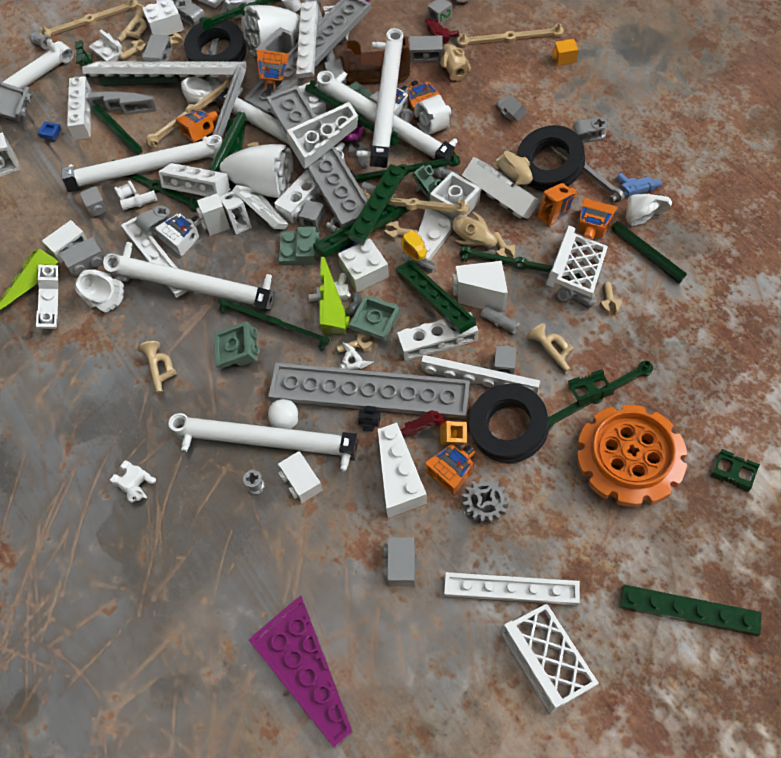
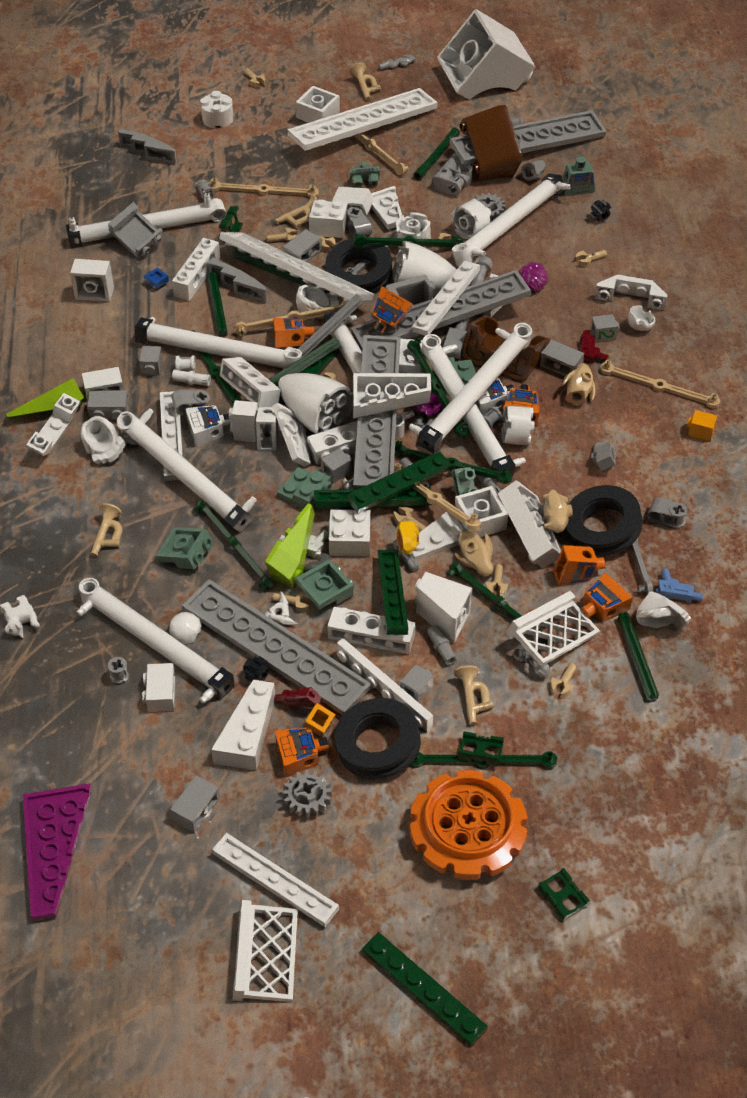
camera: 25 degrees right, 10 degrees down
(106, 48) = (259, 224): white bracket -> none

